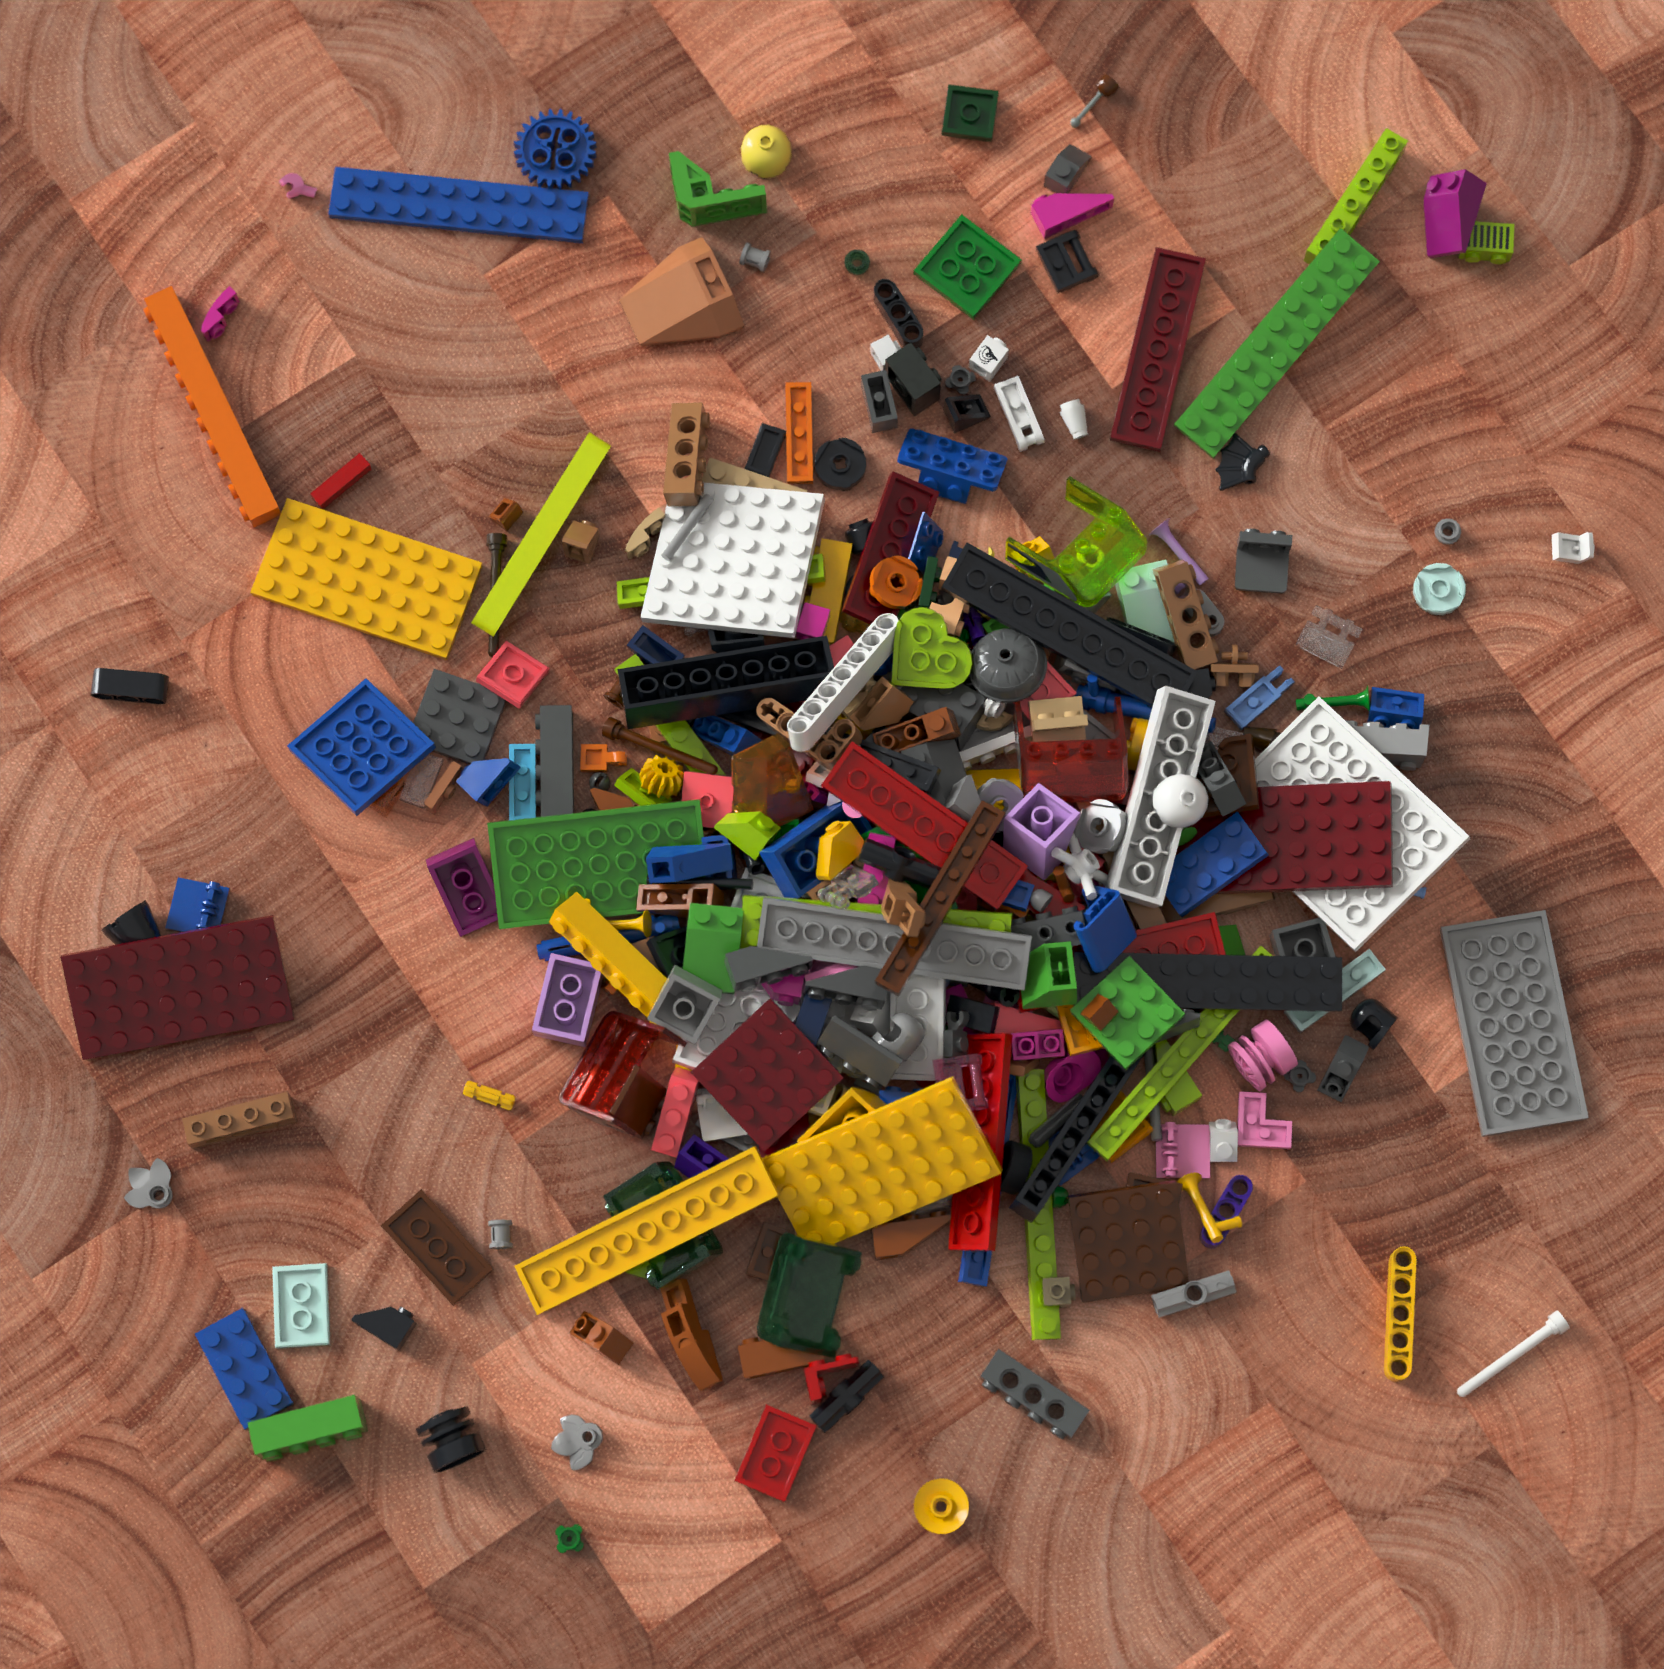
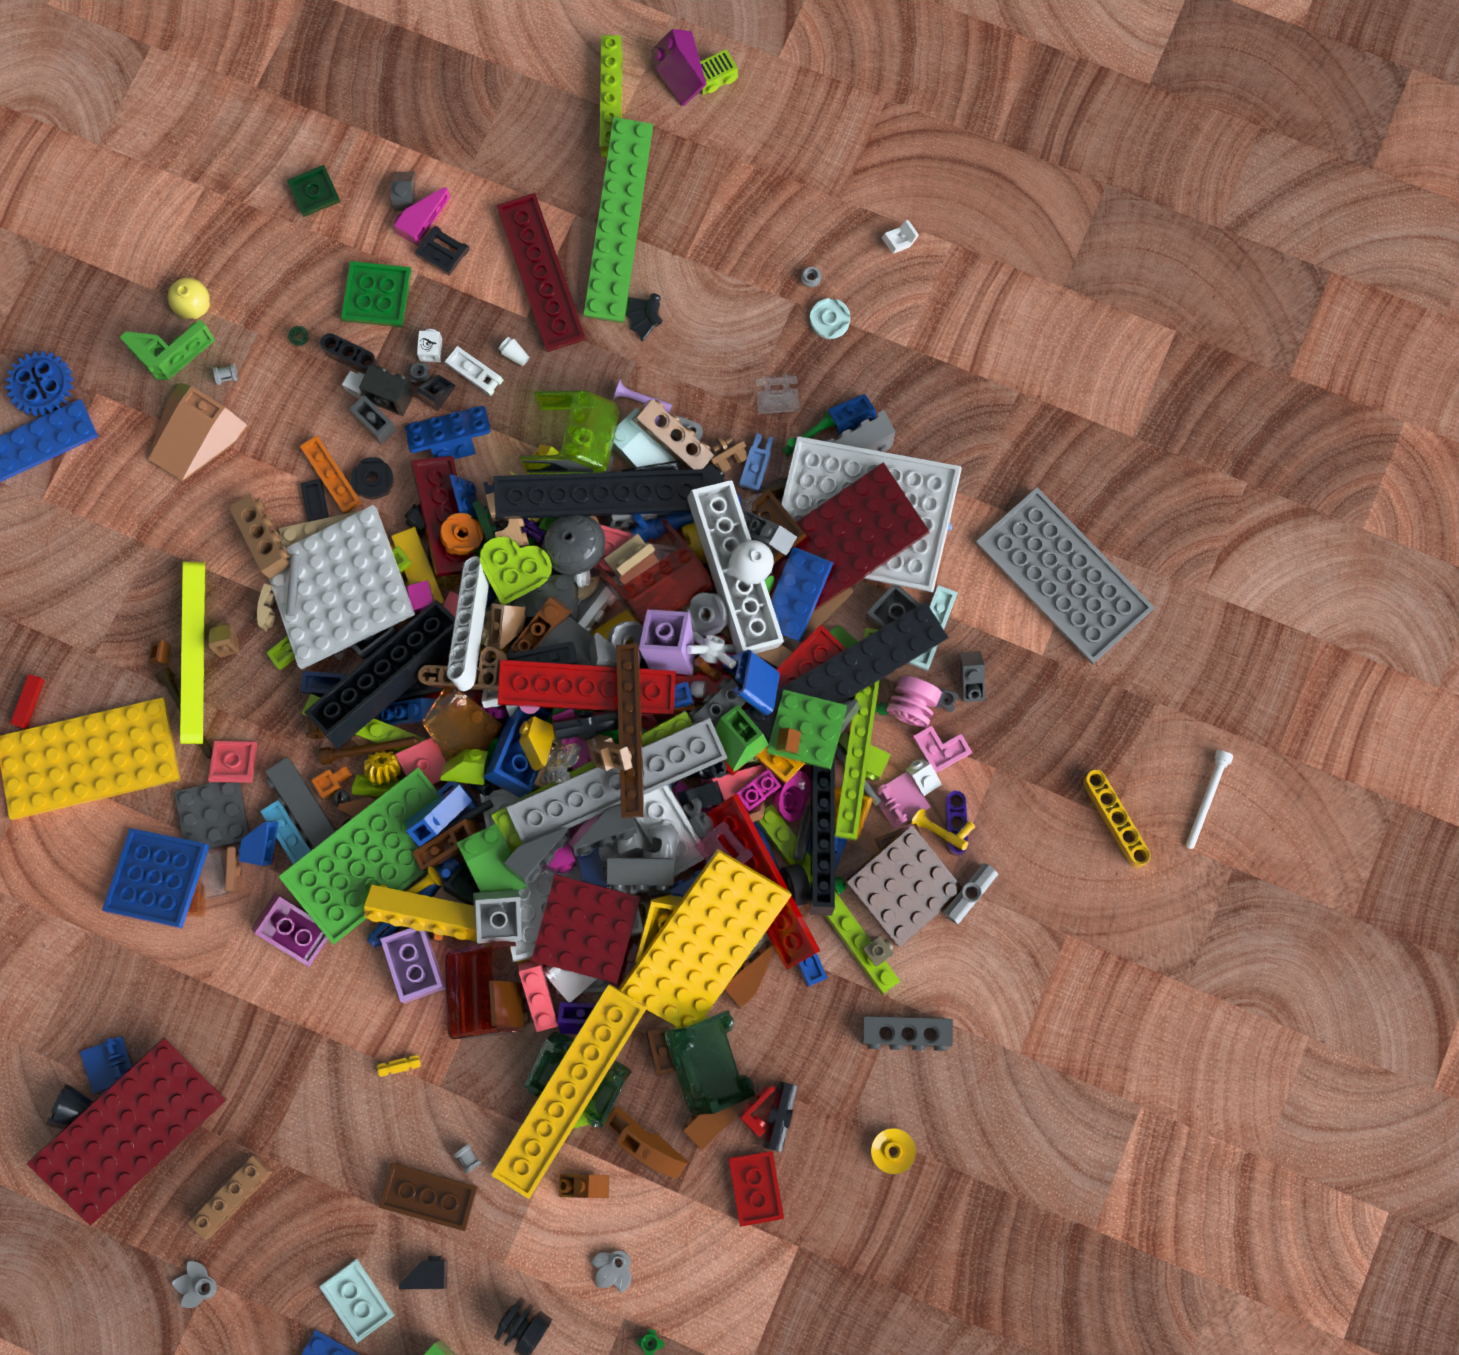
camera: 30 degrees left, 0 degrees up
(1106, 87) = (395, 119): hinge -> none
(1262, 561) = (701, 370): dark grey bracket -> none
(1372, 1020) = (971, 632): black helmet -> none

